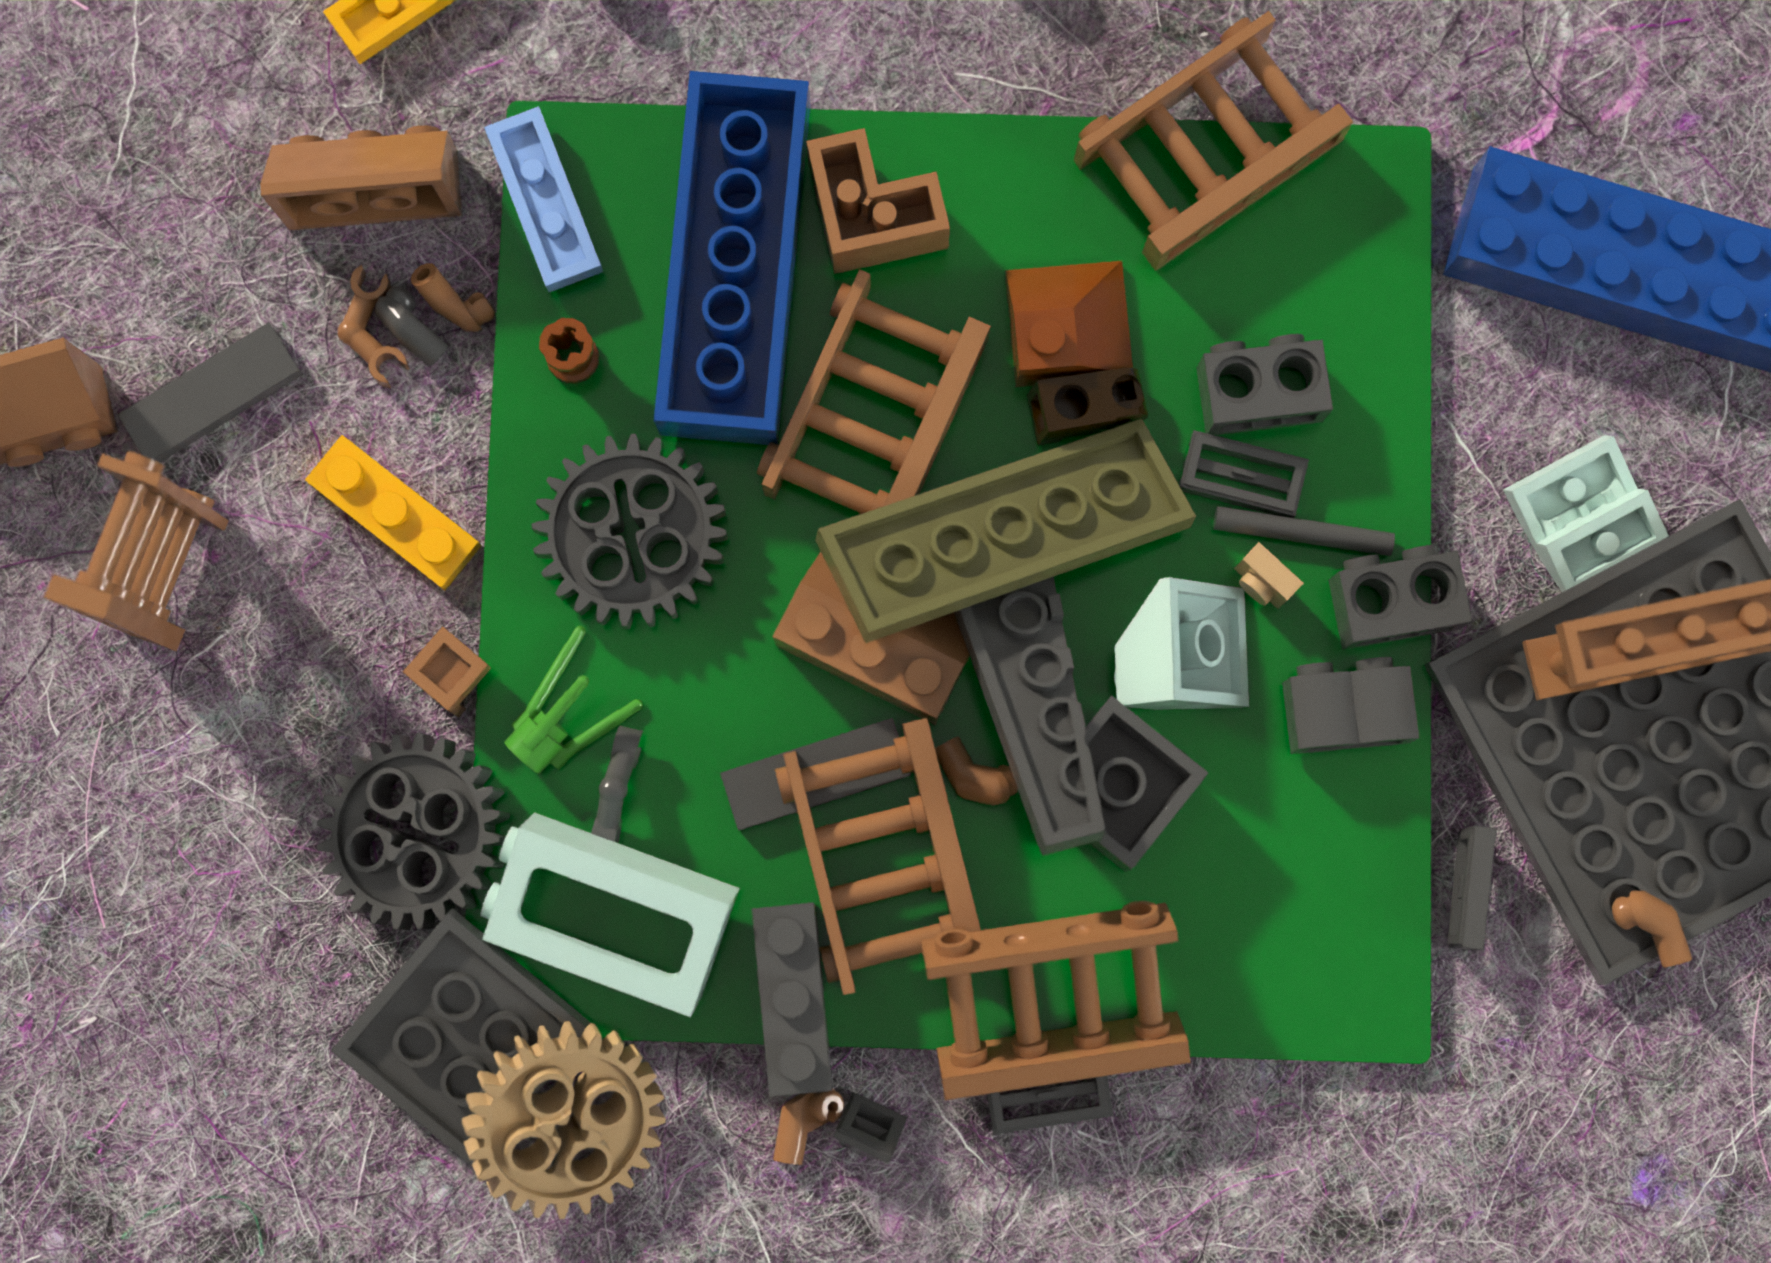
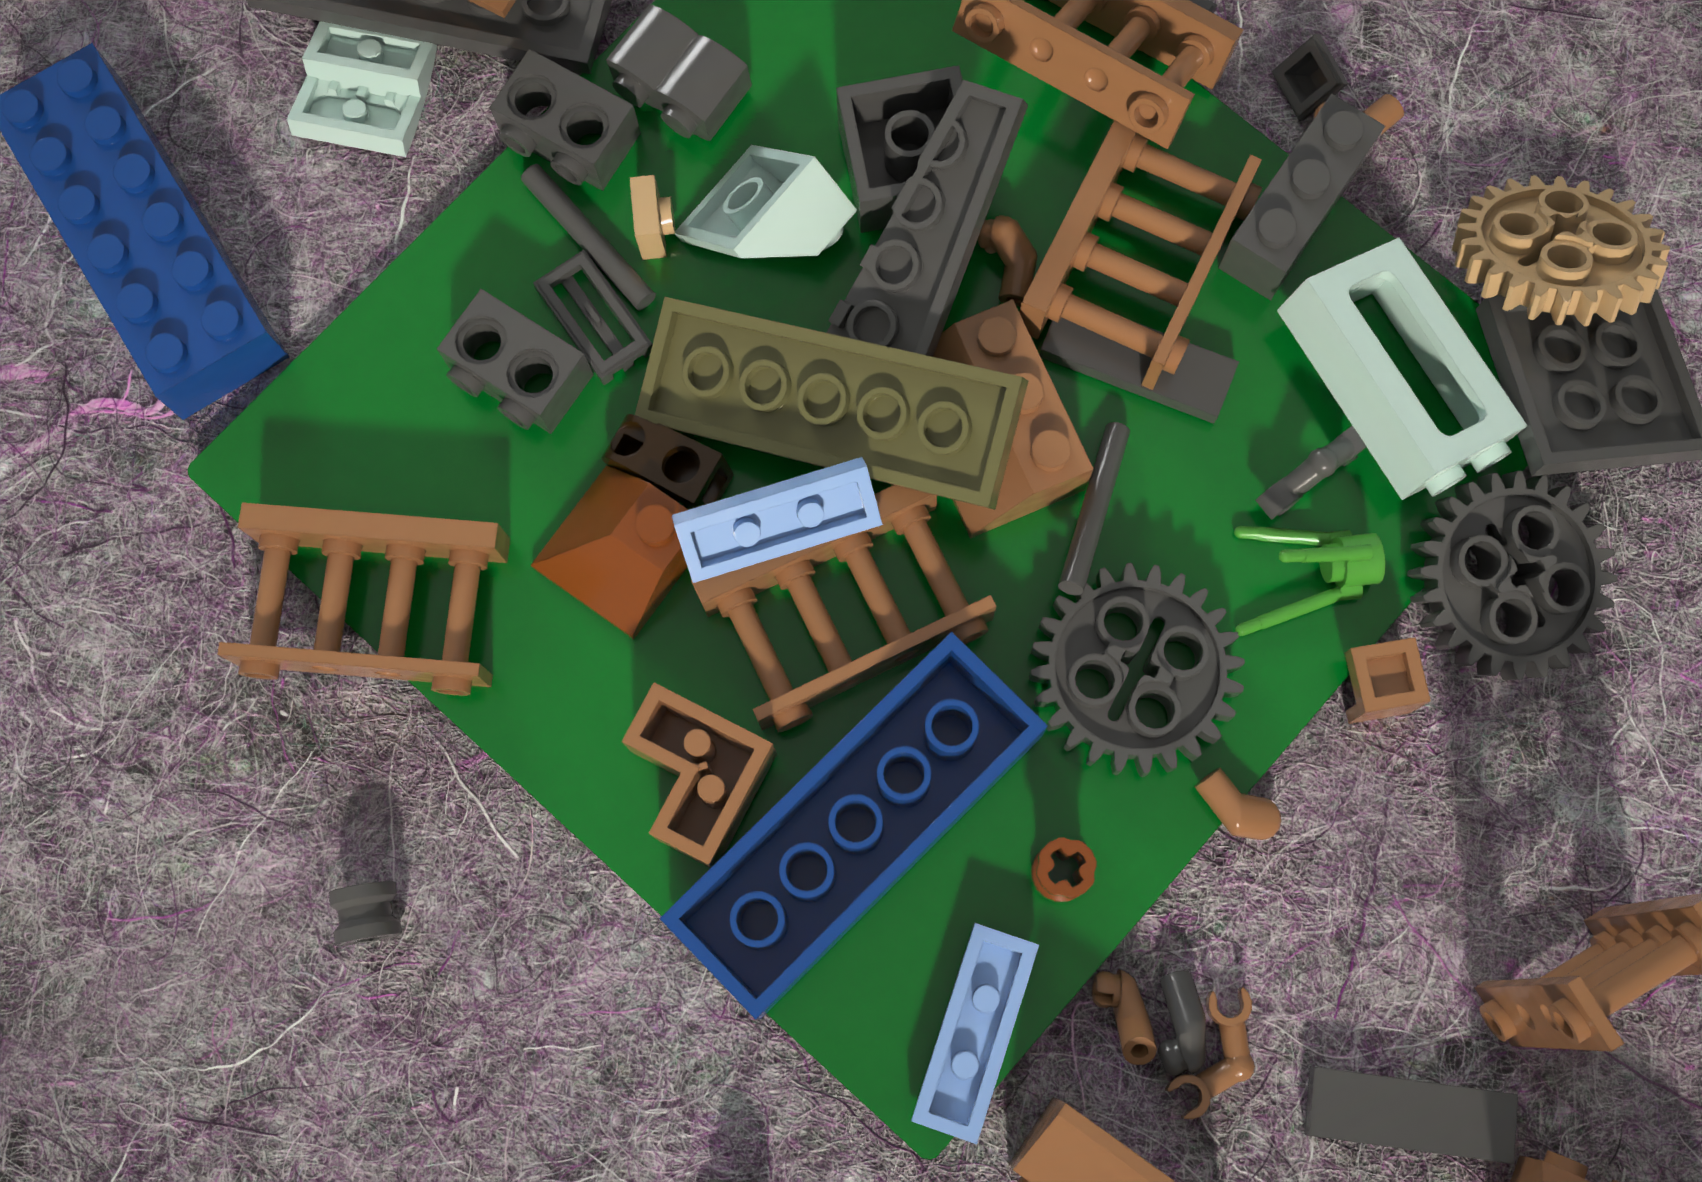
camera: 135 degrees left, 5 degrees down
(393, 512) = (1324, 871): yellow plate -> none
(478, 496) = (1240, 813): none -> medium nougat arm
(753, 624) = (1094, 509): none -> dark grey bar
(963, 407) = (777, 519): none -> light blue plate

